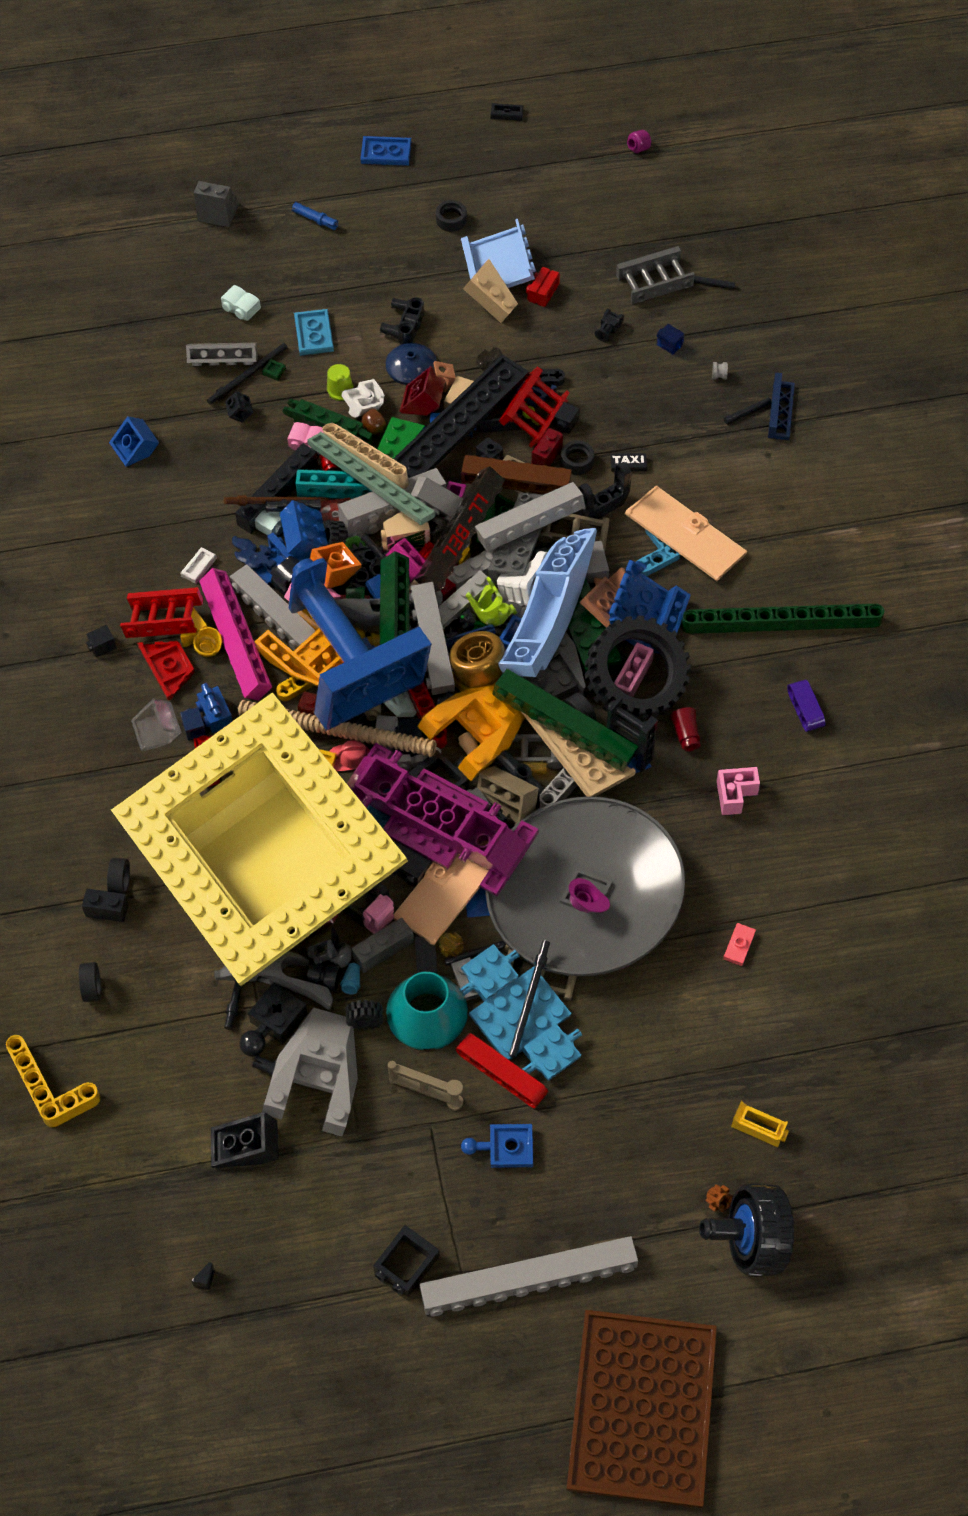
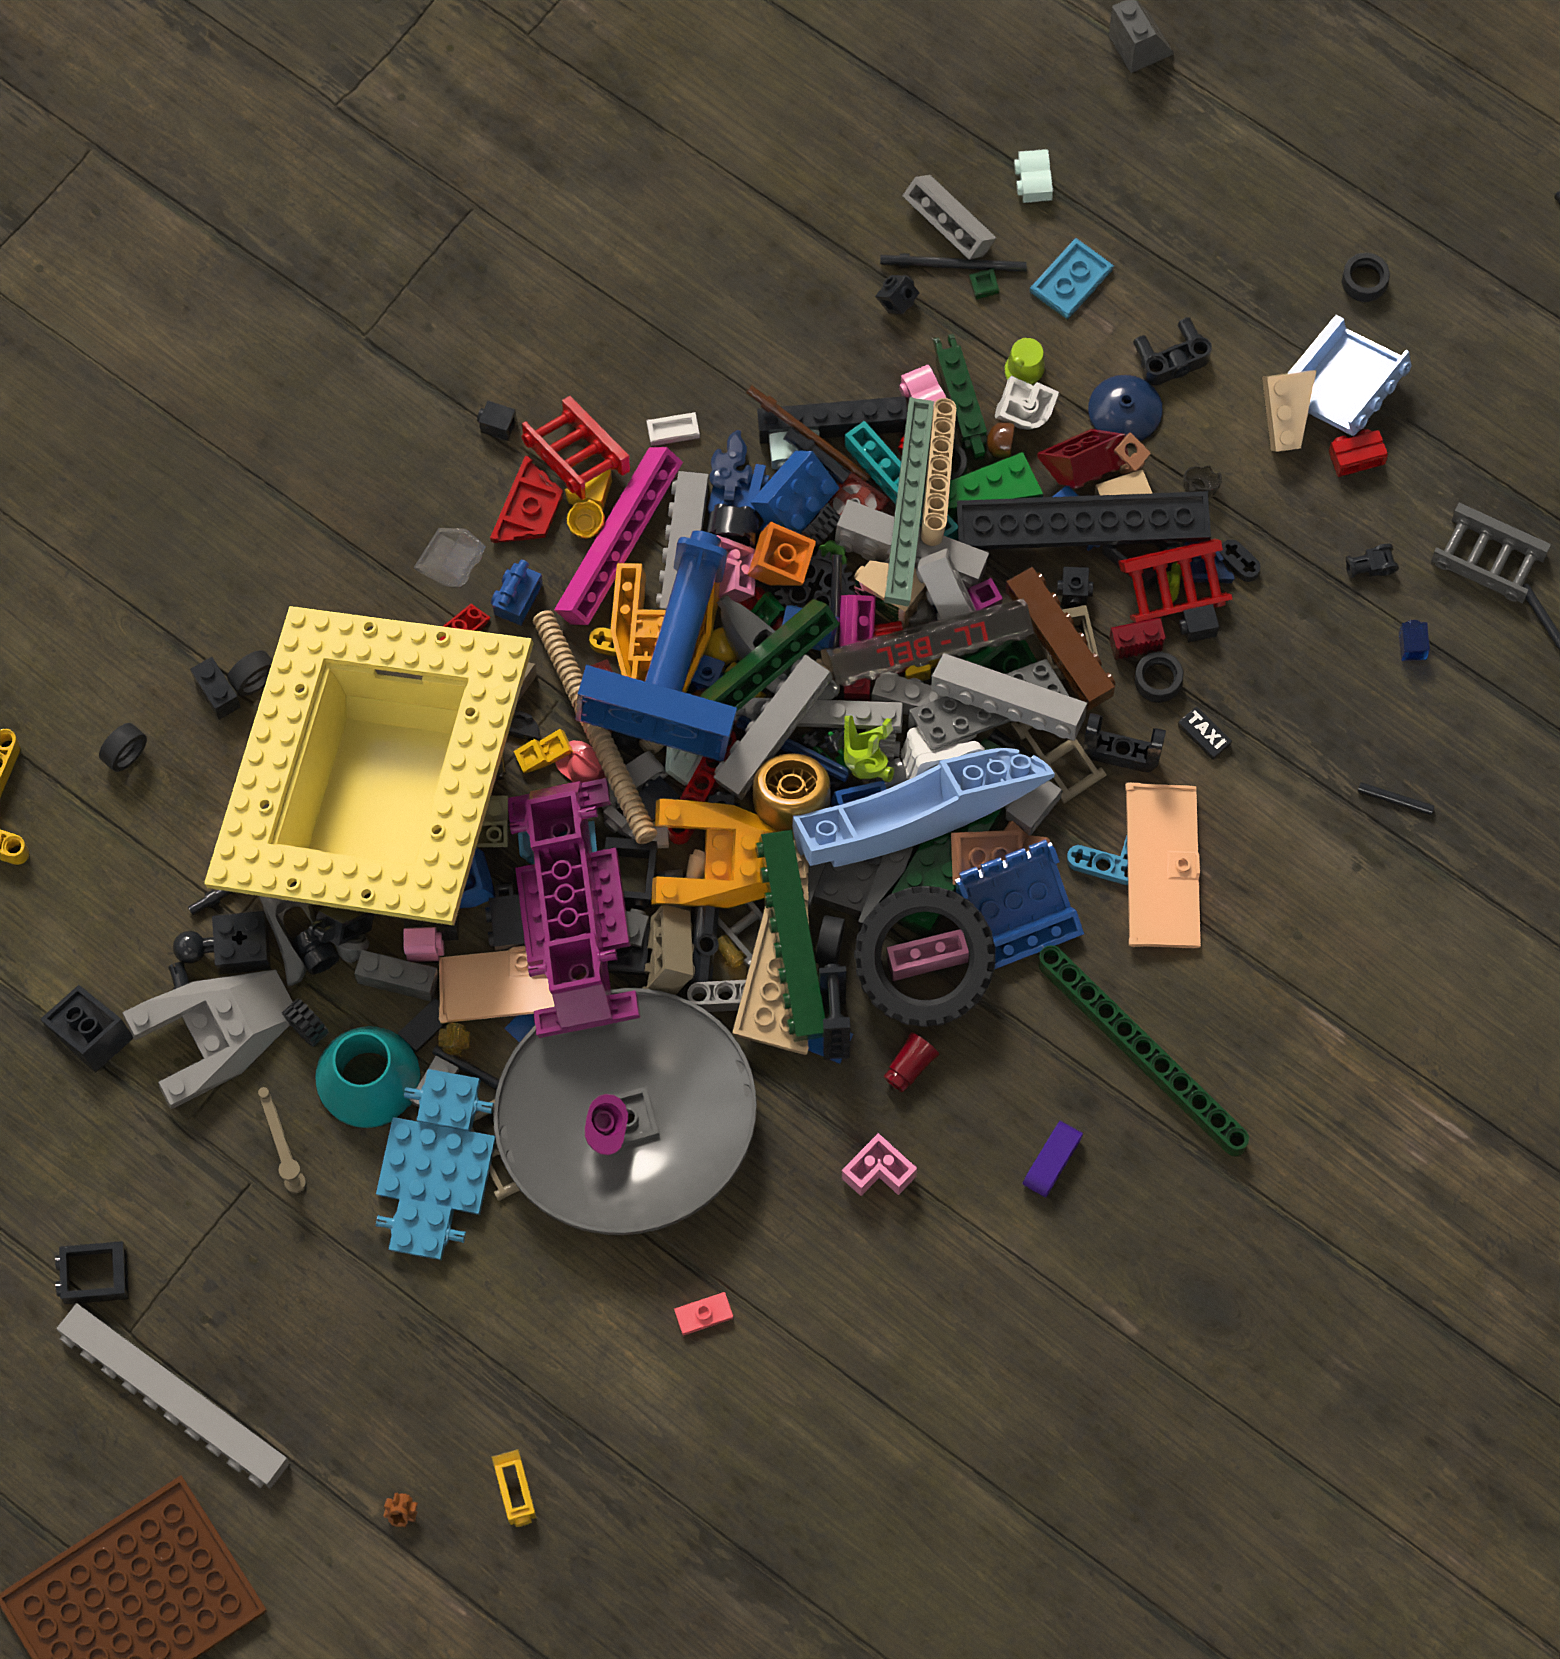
camera: 50 degrees right, 10 degrees up
(133, 441) = (760, 234): blue slope -> none
(192, 723) = (482, 587): dark blue brick -> none
(320, 218) = (1229, 152): blue pin -> none
(351, 979) = (337, 978): dark azure cone -> none
(385, 150) = (1394, 133): blue tile -> none
(500, 1155) = (290, 1253): blue plate -> none
(501, 1070) = (361, 1198): red beam -> none
(540, 962) = (498, 1138): black bar -> none
(719, 370) = (1420, 726): light grey wheel -> none
(757, 1229) = (384, 1568): black wheel -> none
(775, 406) = (1426, 822): dark blue fence -> none

